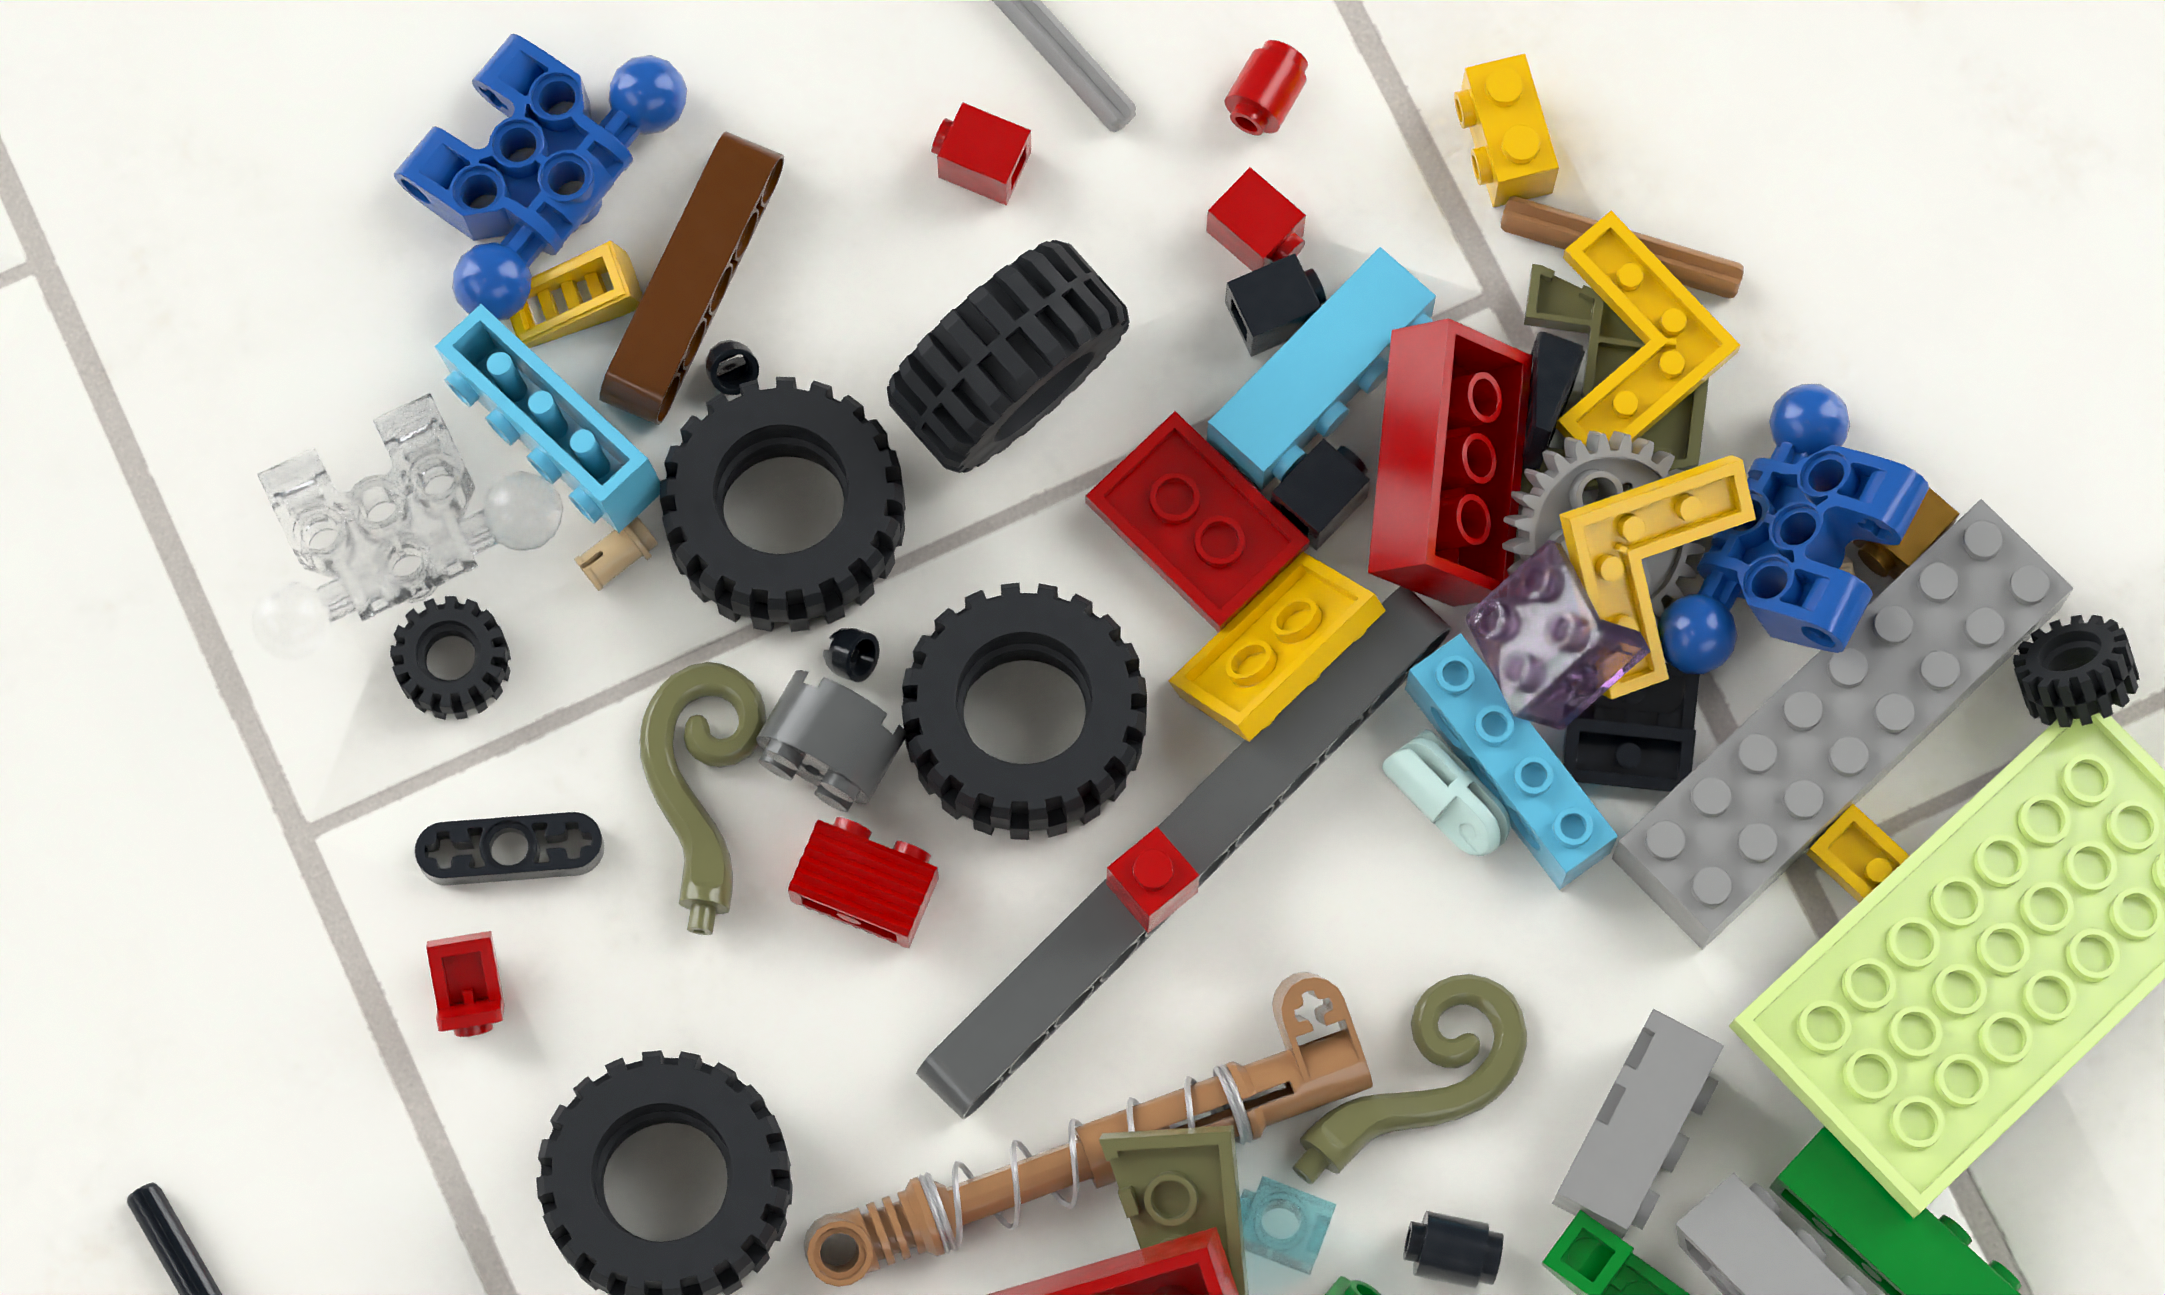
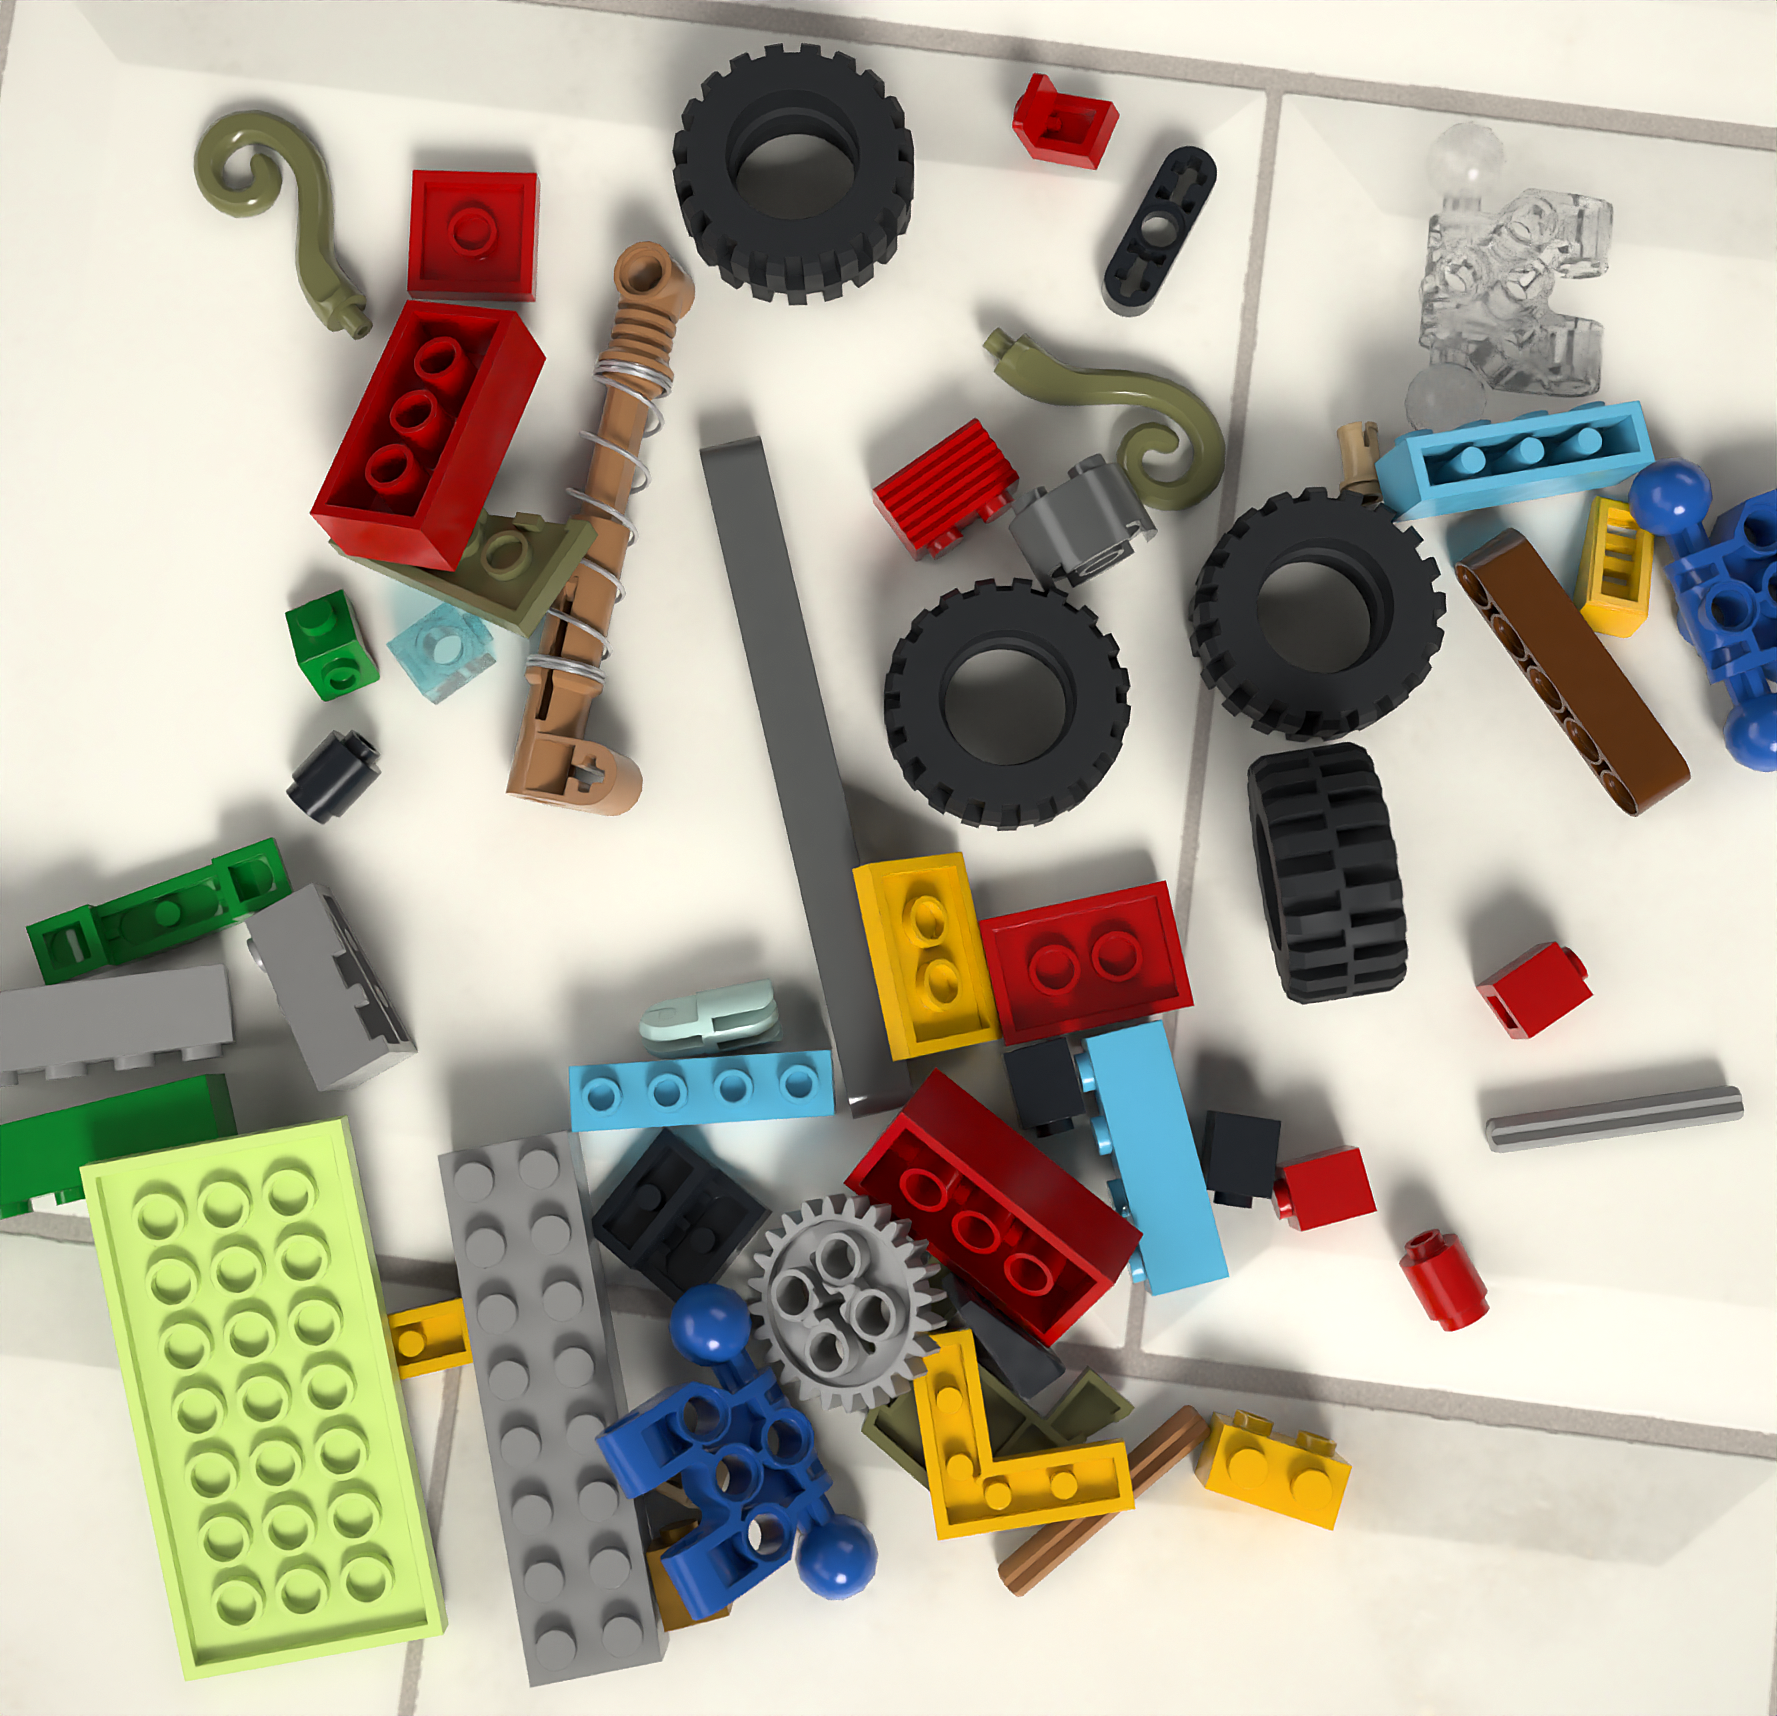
camera: 125 degrees right, 10 degrees up
(440, 622) = (1371, 245): black tyre -> none
(734, 371) = (1464, 660): black hinge -> none
(864, 657) = (1141, 594): black hinge -> none
(1152, 879) = (782, 708): red brick -> none
(1352, 1125) = (489, 756): olive plant -> none
(1550, 642) = (777, 1183): clear purple bracket -> none
(1618, 531) = (827, 1308): yellow plate -> none
(2076, 671) = (432, 1630): black tyre -> none

